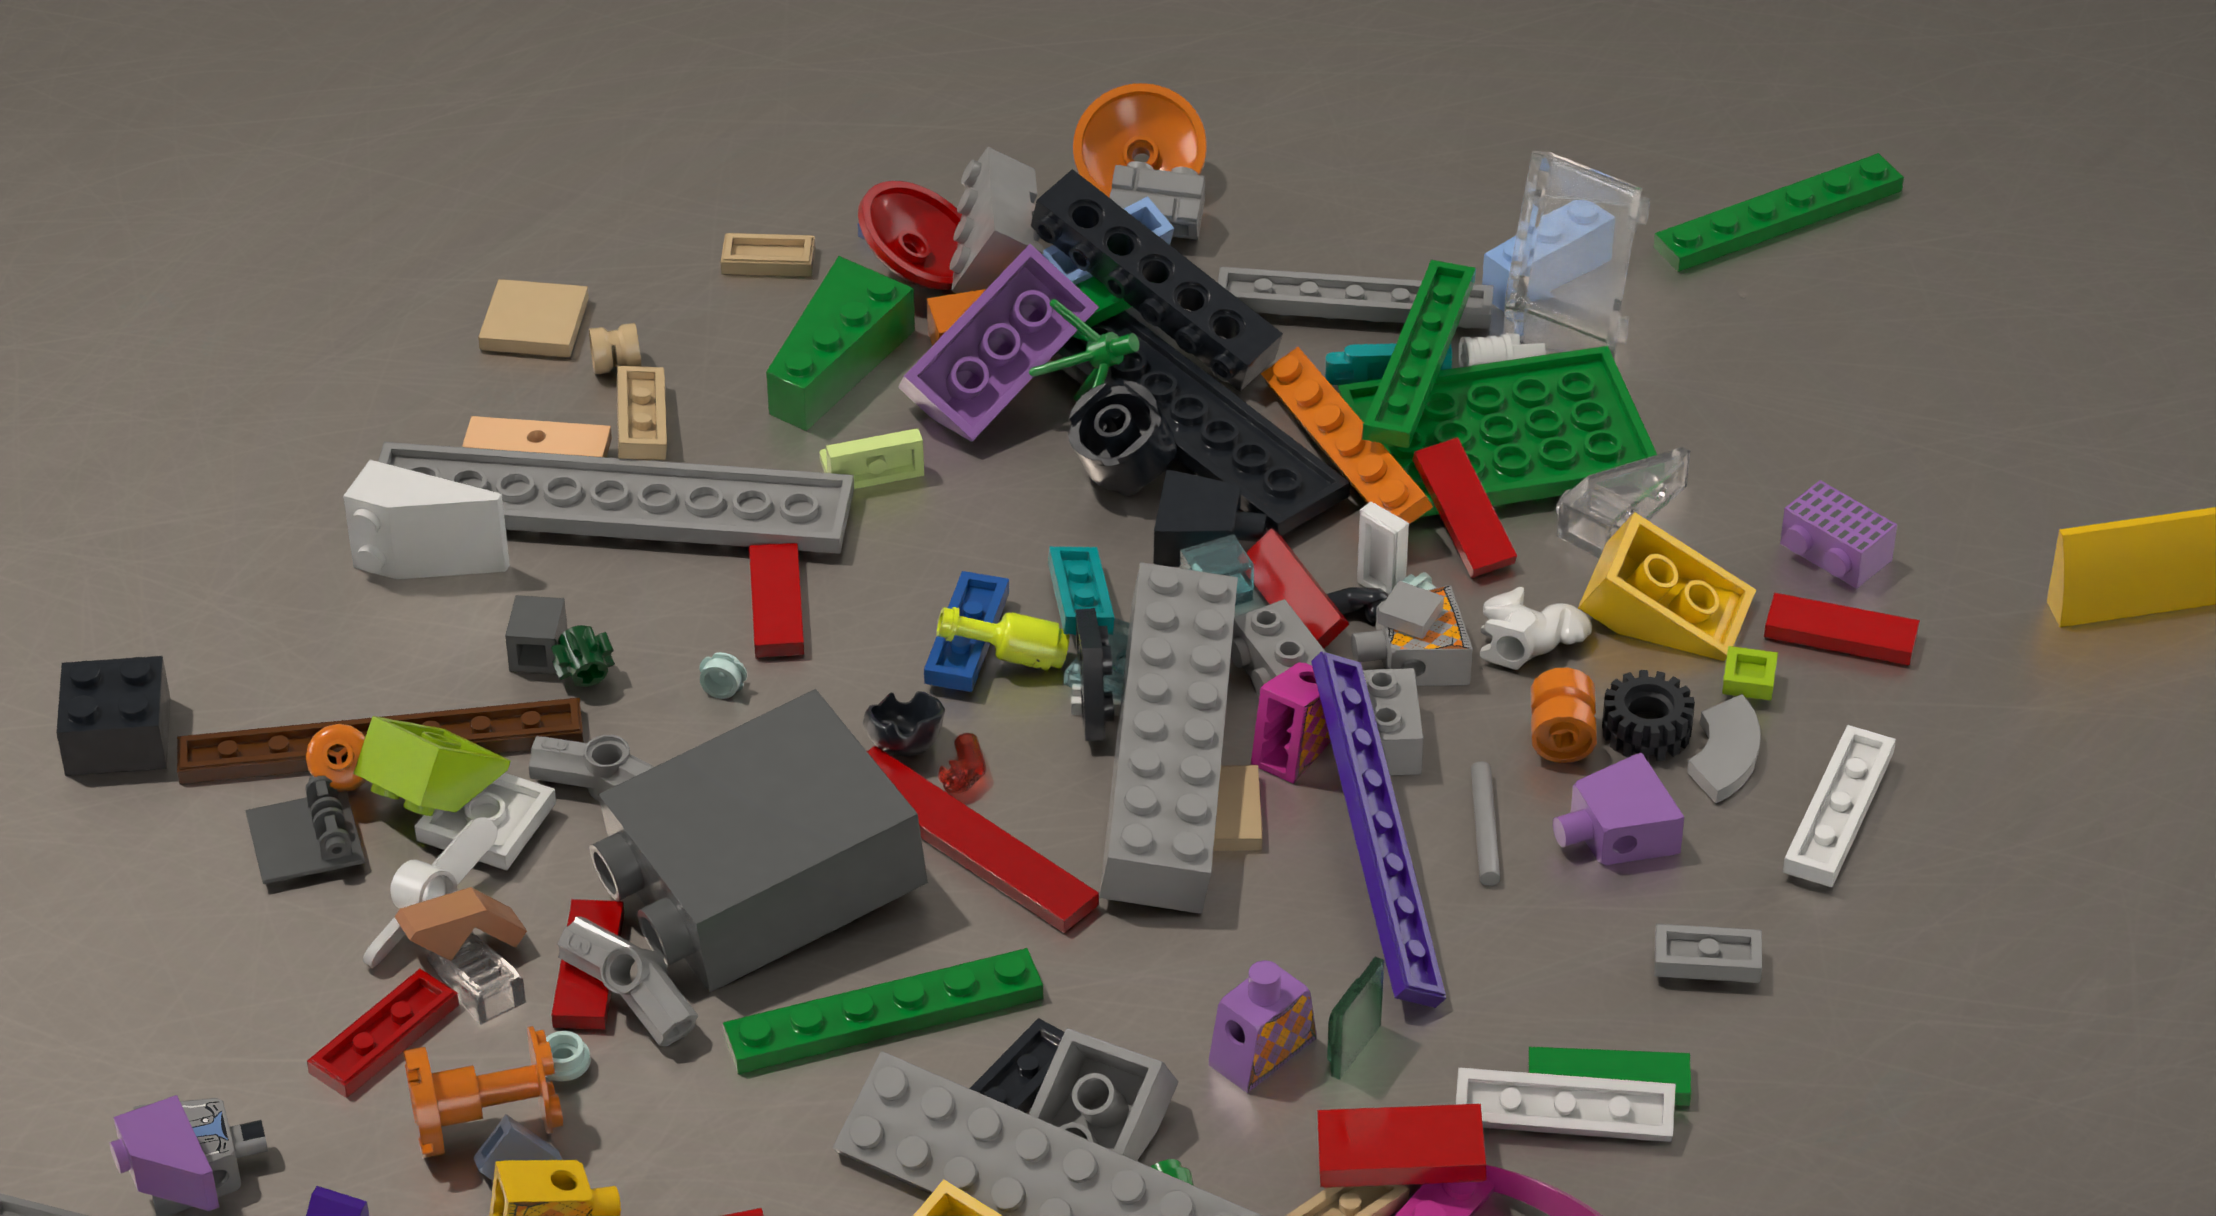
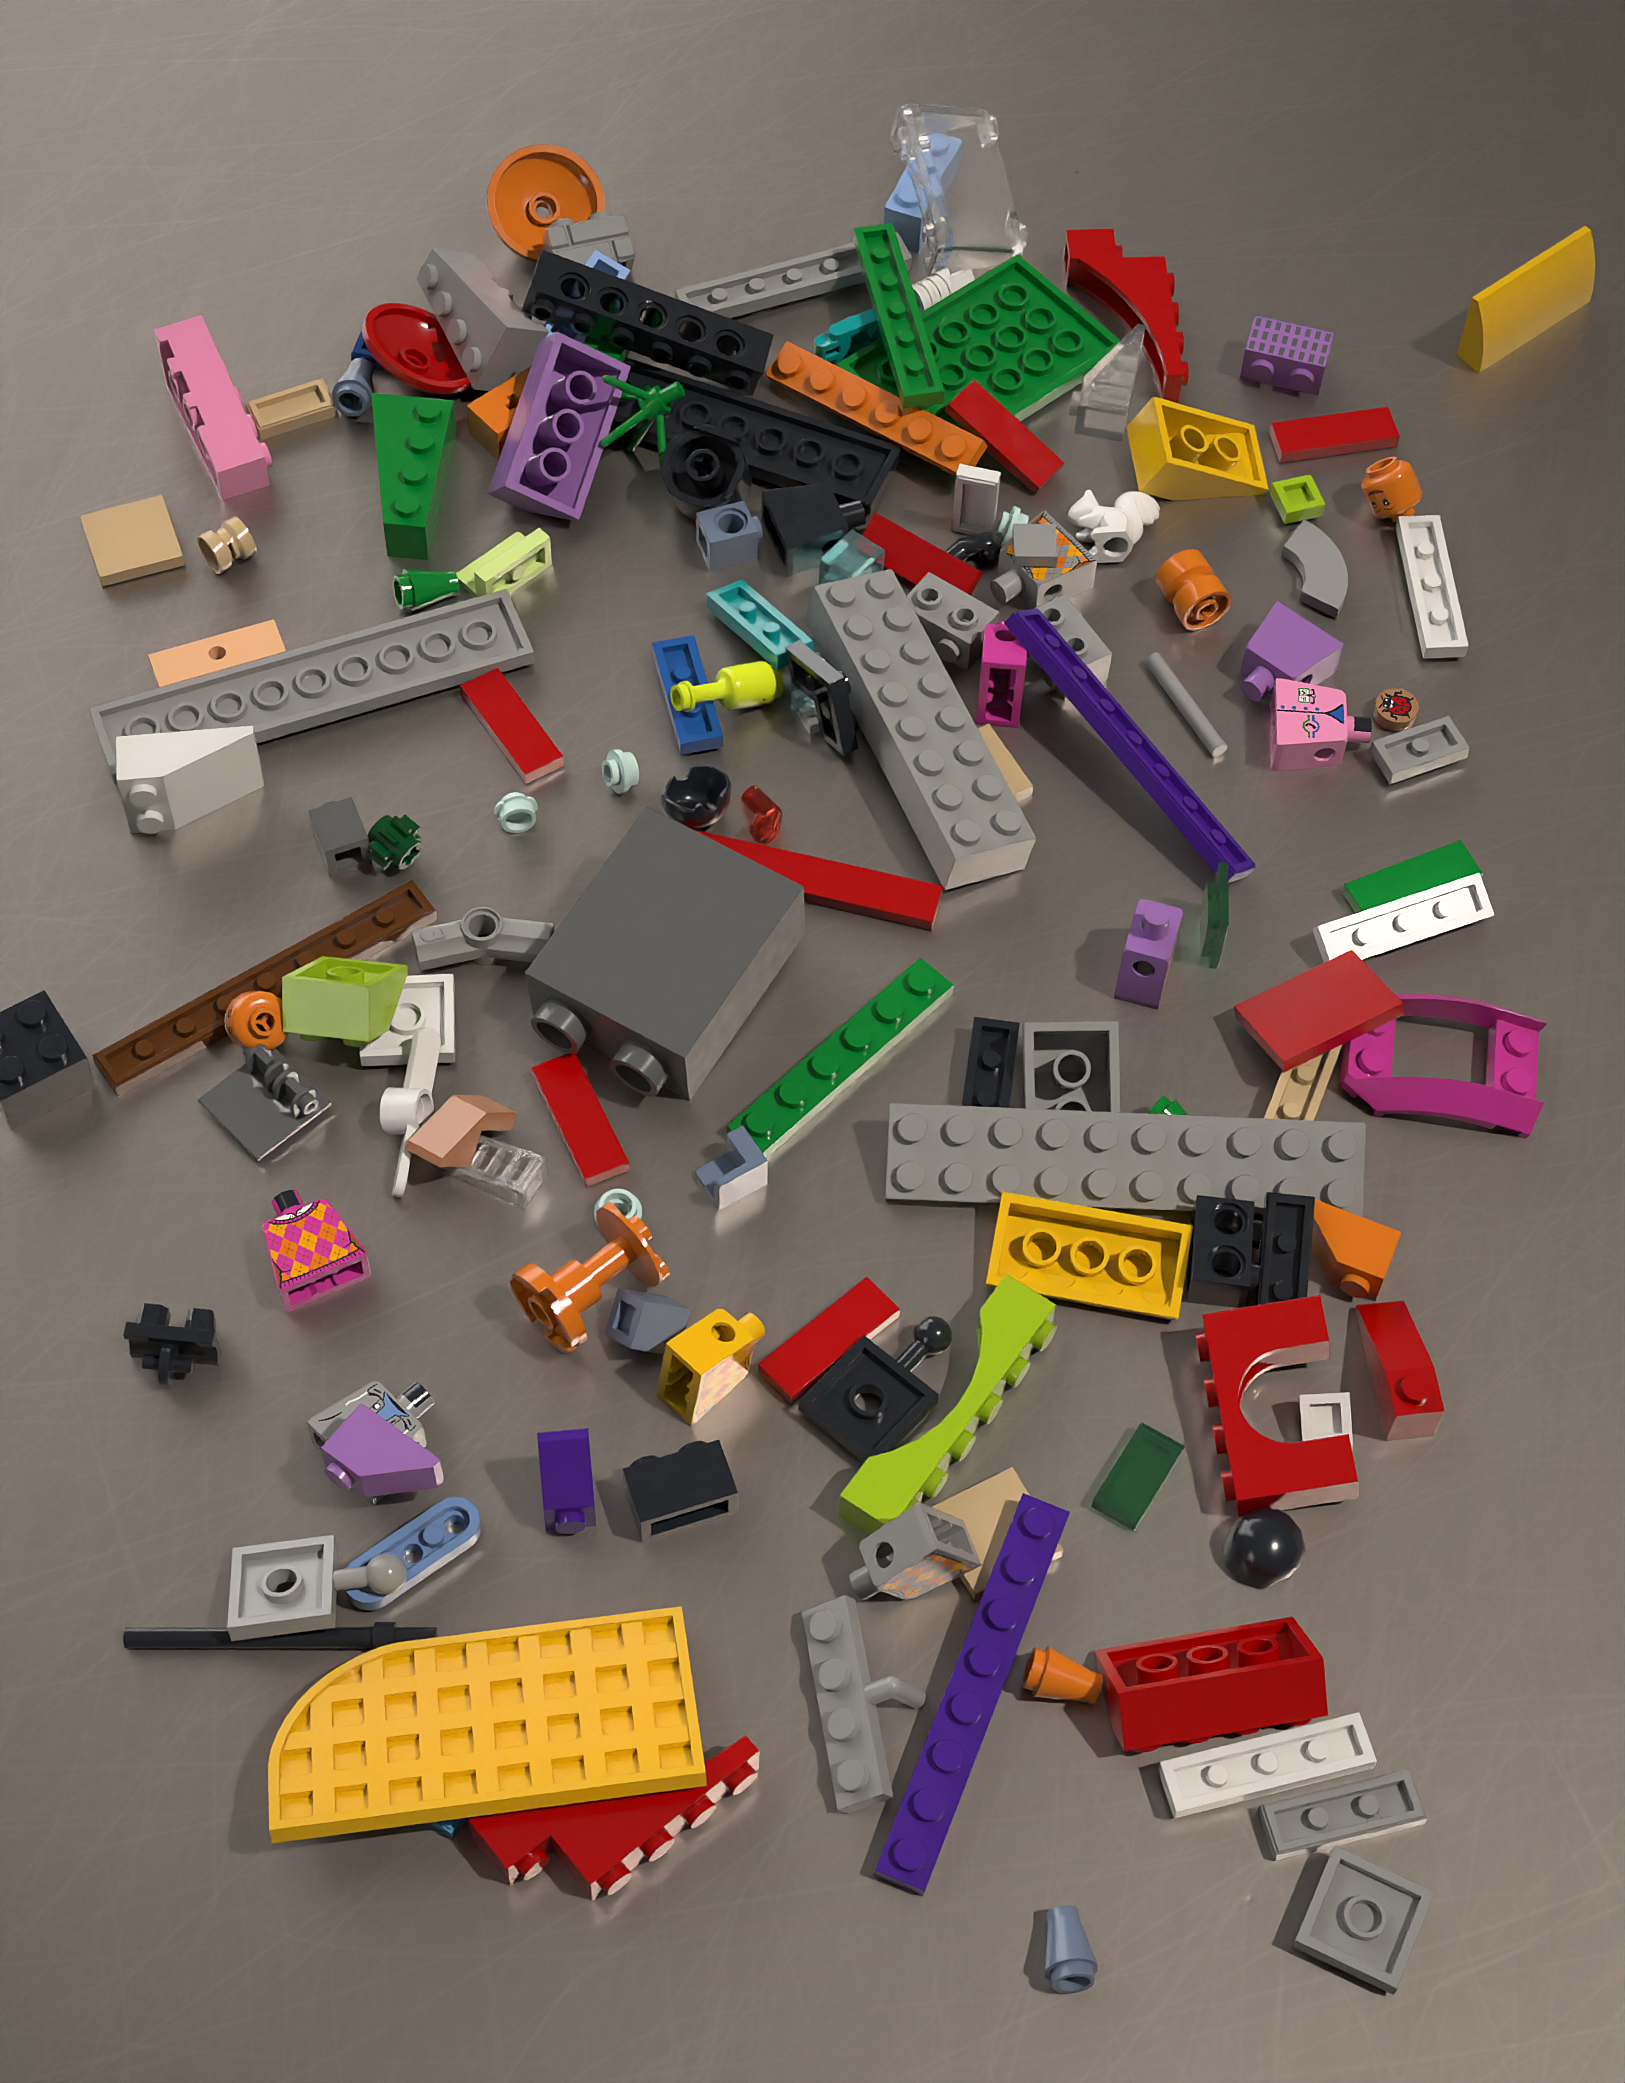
camera: 30 degrees left, 15 degrees up
(65, 1004) = (172, 1347): none -> black hips
(247, 975) = (311, 1250): none -> dark pink torso
(383, 1033) = (452, 1254): red tile -> none
(641, 413) = (291, 597): tan plate -> none
(651, 993) = (603, 1111): light grey piece -> none
(683, 224) = (212, 408): none -> bright pink wedge
(701, 1070) = (736, 1172): none -> sand blue panel
(777, 449) = (422, 588): none -> green cone
(824, 252) = (354, 388): none -> sand blue cone
(848, 674) = (620, 771): none -> light aqua plate
(1112, 503) = (728, 535): none -> sand blue brick
(1599, 888) = (1311, 726): none -> bright pink torso
(1648, 696) = (1254, 547): black tyre -> none
(1713, 424) = (1134, 293): none -> red arch
(1714, 906) = (1395, 709): none -> medium nougat tile
(1778, 212) = (1062, 87): green plate -> none
(1856, 694) = (1391, 488): none -> orange head

